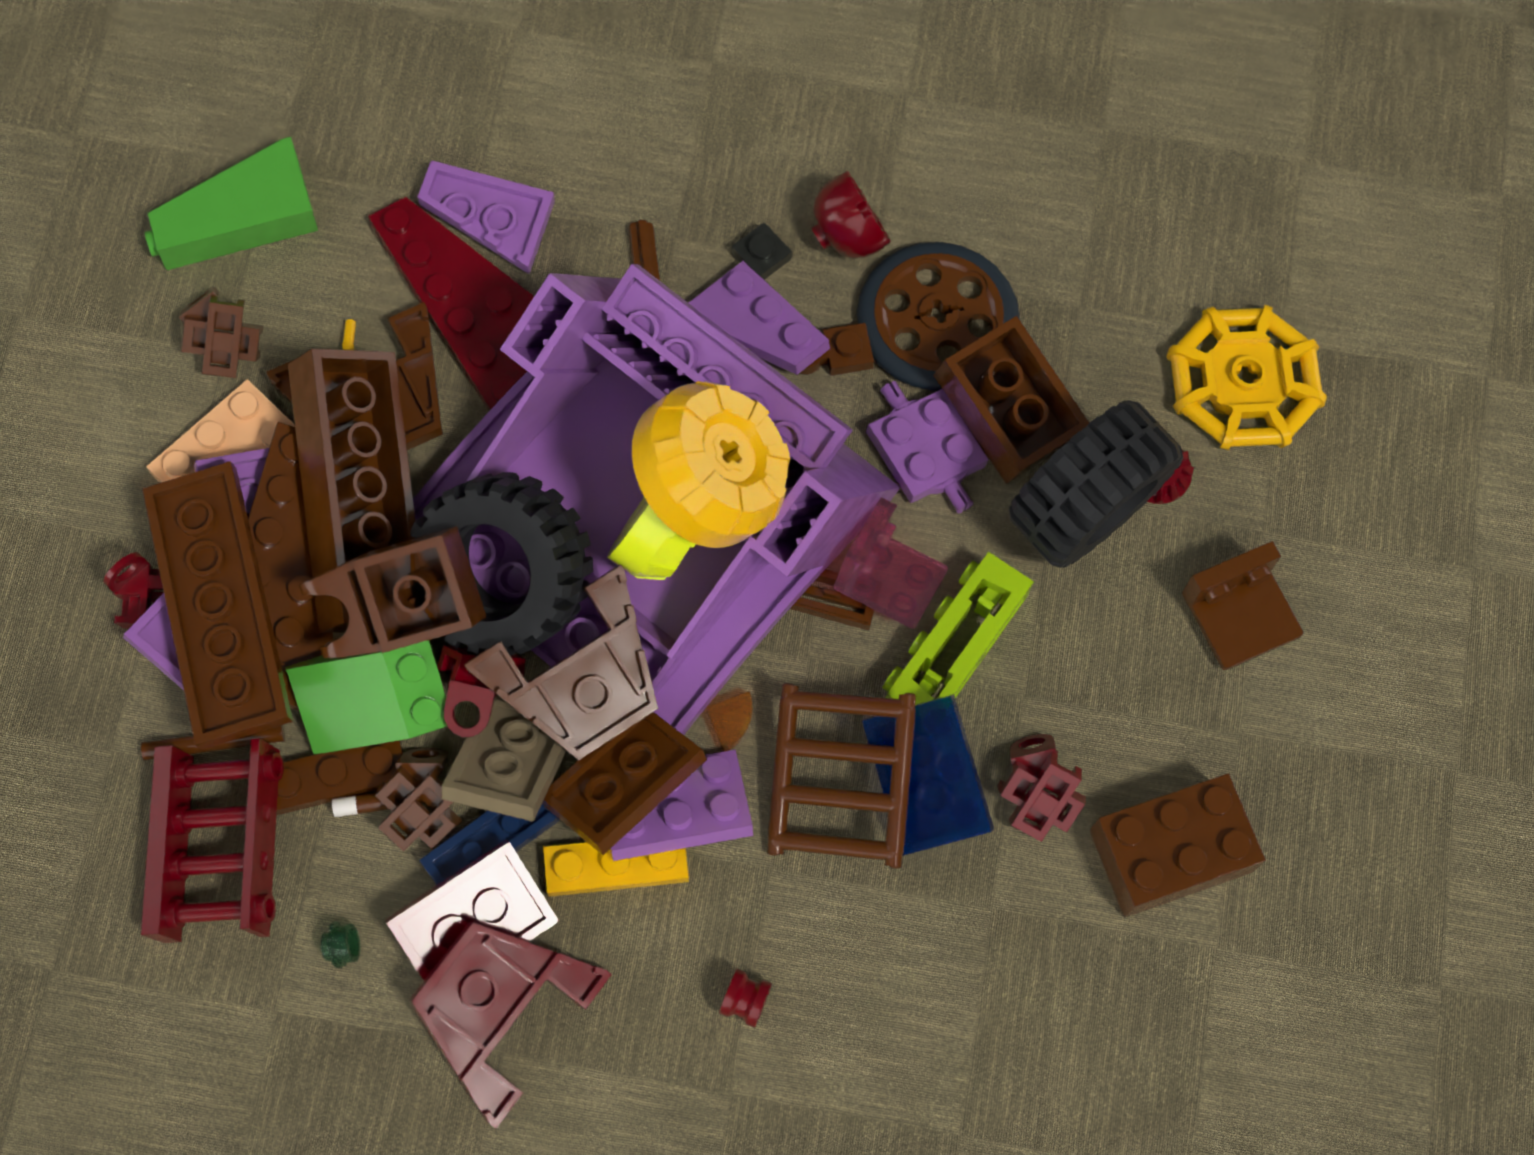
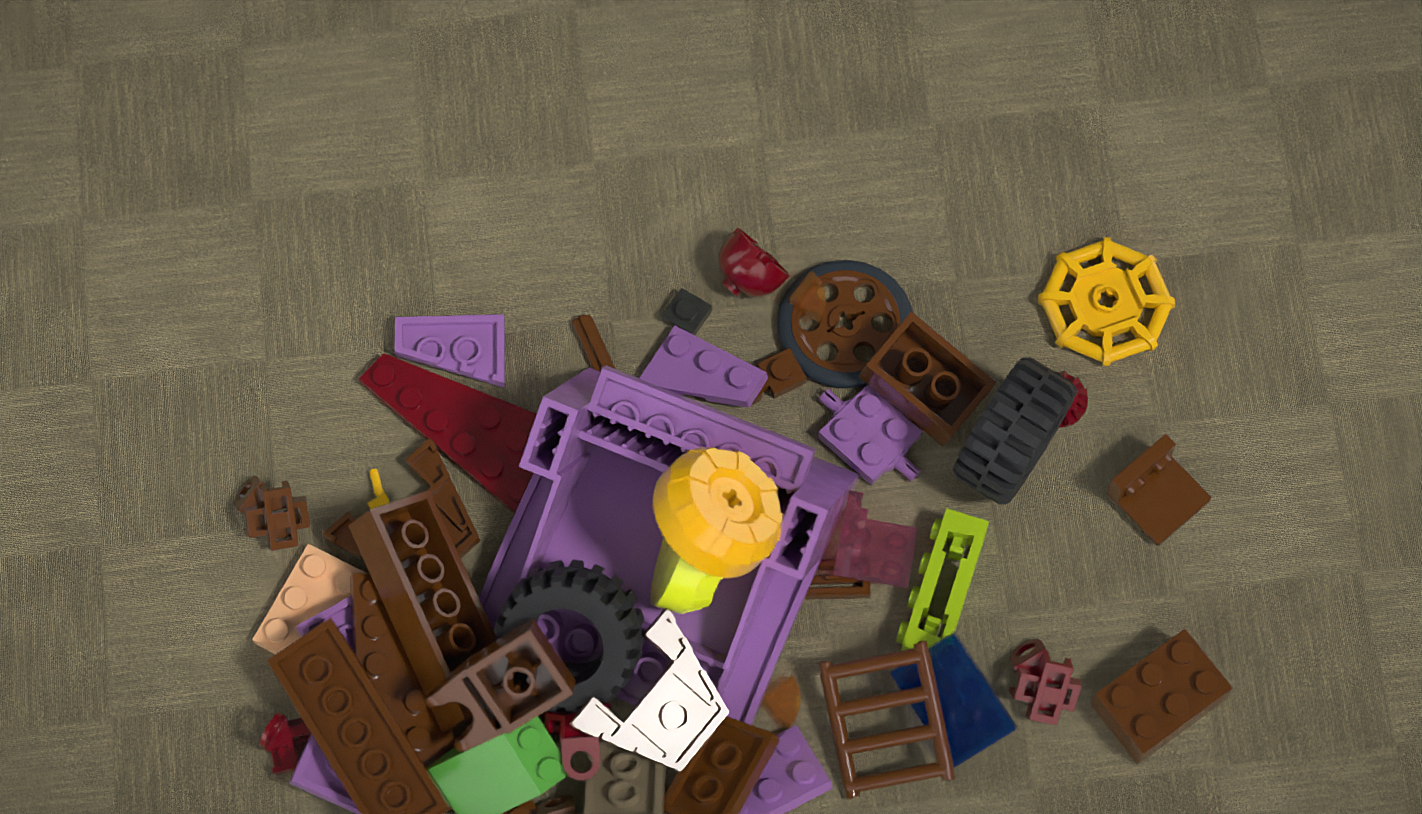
camera: 10 degrees left, 0 degrees up
(235, 210) = (250, 406): bright green slope -> none
(906, 273) = (810, 297): none -> clear orange tile

